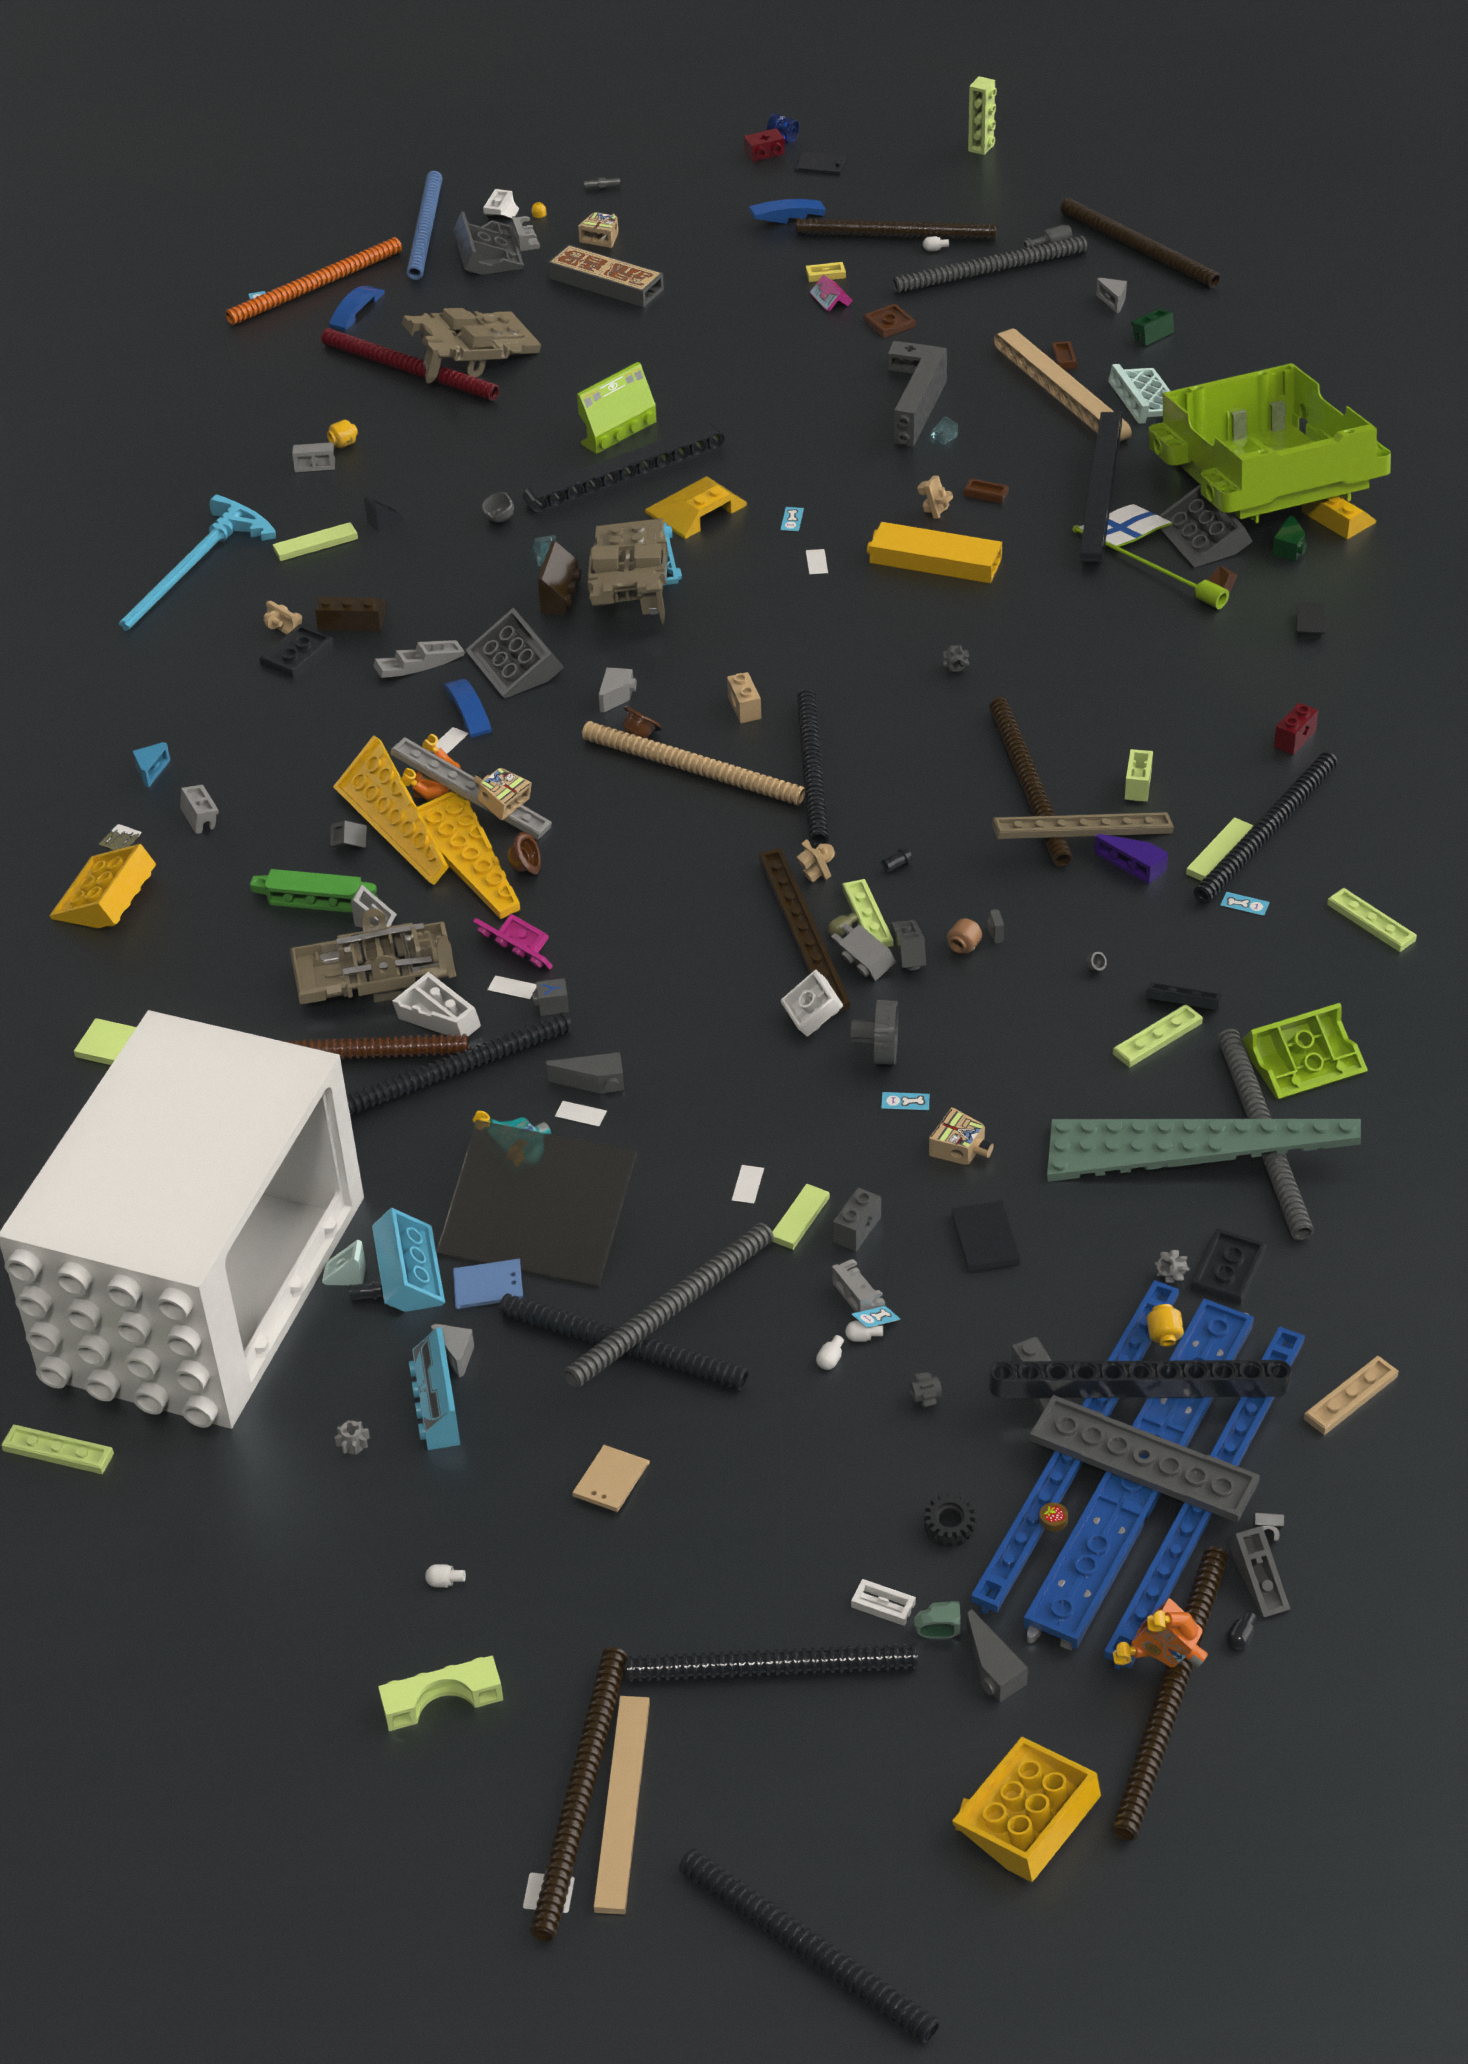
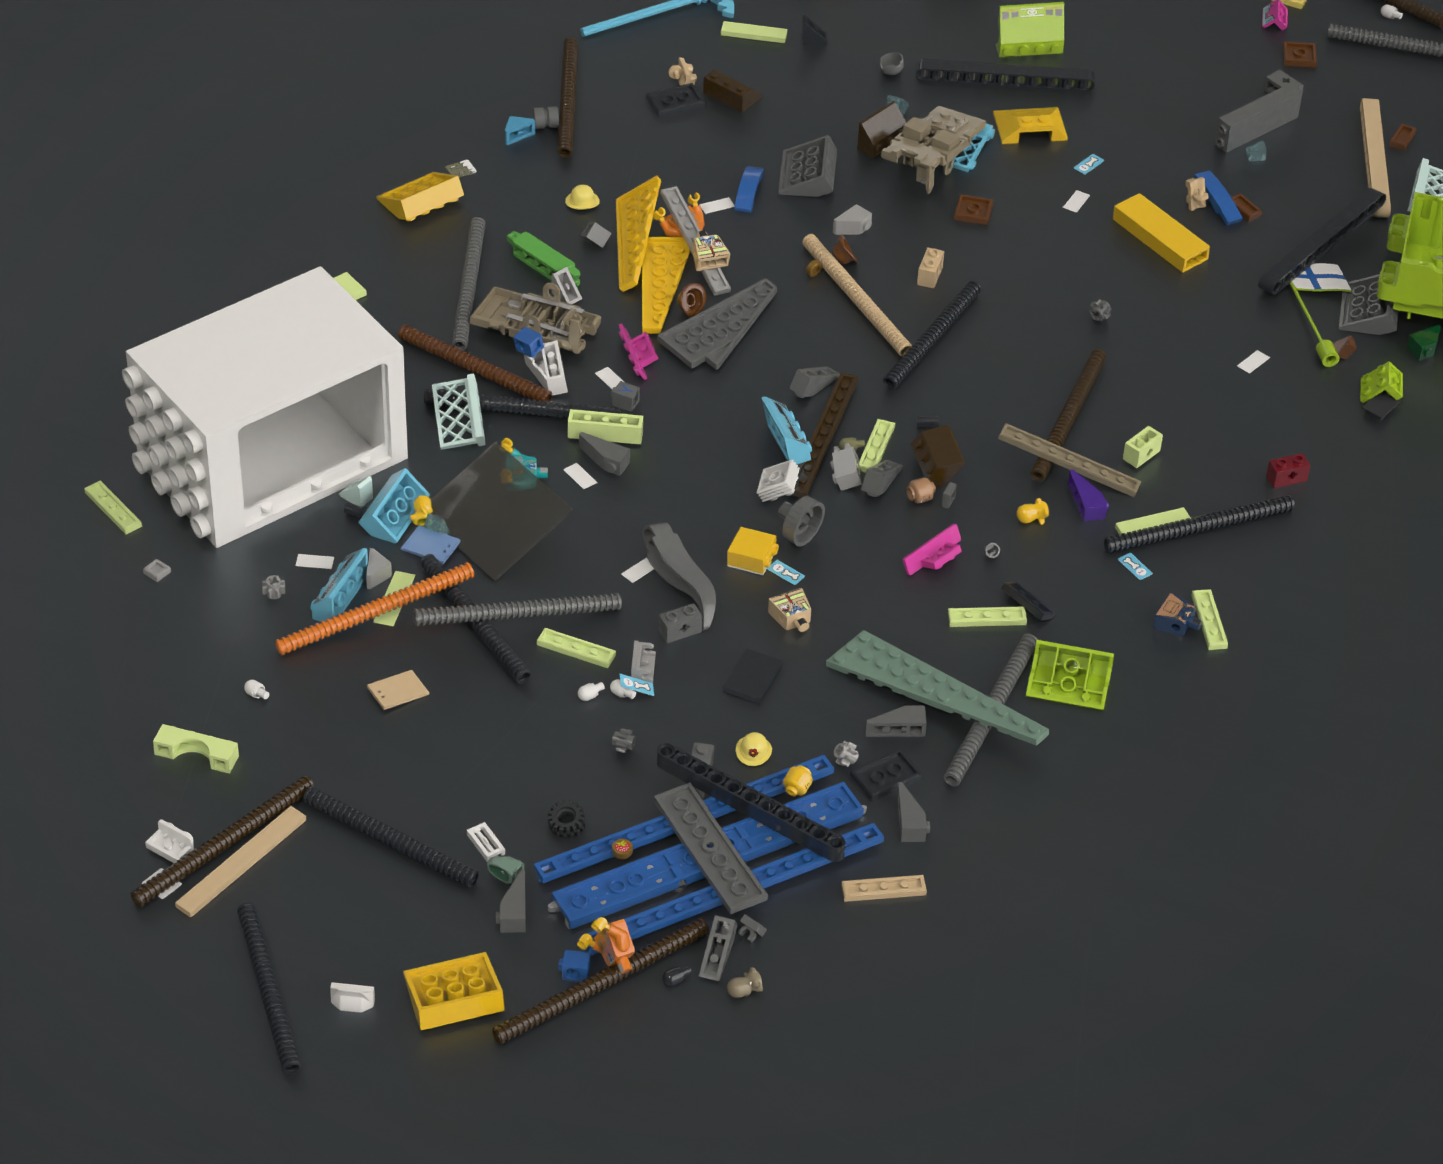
camera: 30 degrees right, 0 degrees up
(175, 733) = (546, 117): none -> dark grey wheel
(176, 703) = (567, 100): none -> dark brown piece
(184, 1497) = (156, 570): none -> light grey tile
(198, 807) = (521, 171): light grey hinge -> none
(254, 961) = (468, 283): none -> dark grey piece
(293, 804) = (582, 198): none -> light yellow hat
(367, 1379) = (314, 561): none -> white sticker
(400, 989) = (528, 342): none -> blue brick
(405, 1103) = (474, 412): none -> light aqua fence
(424, 657) = (752, 142): light grey slope -> none
(447, 1247) = (422, 508): none -> yellow animal
(480, 1255) = (436, 524): none -> clear light blue slope
(501, 1397) = (375, 608): none -> orange piece
(502, 1371) = (399, 581): none -> yellowish green sticker
(520, 1832) = (170, 842): none -> white bracket
(566, 1041) = (611, 426): none -> yellowish green brick
(580, 872) = (718, 329): none -> dark grey wing
(621, 757) = (813, 268): none -> pearl gold tile
(724, 618) = (973, 209): none -> reddish brown tile
(737, 877) = (812, 380): none -> dark grey slope
(765, 1312) = (576, 647): none -> yellowish green tile
(770, 946) = (786, 431): none -> medium azure slope
(792, 1159) = (678, 569): none -> dark grey animal
(800, 1216) = (651, 604): yellowish green tile -> none
(815, 860) = (873, 394): tan hips -> none
(855, 1095) = (752, 551): none -> yellow piece
(916, 1893) = (352, 997): none -> white slope
(950, 886) = (938, 454): none -> dark brown slope
(963, 493) = (1220, 198): none -> blue slope
(1044, 995) = (935, 551): none -> dark pink bracket
(1067, 1318) = (753, 749): none -> light yellow hat
(1096, 899) = (1029, 512): none -> yellow animal
(1128, 1690) = (574, 965): none -> blue brick
(1146, 638) = (1253, 361): none -> white sticker
(1195, 1195) = (901, 722): none -> dark grey slope
(1291, 598) = (1383, 378): none -> lime bracket
(1303, 1297) = (911, 817): none -> dark grey slope
(1326, 1598) = (744, 985): none -> dark tan animal
(1342, 932) = (1176, 616): none -> torso

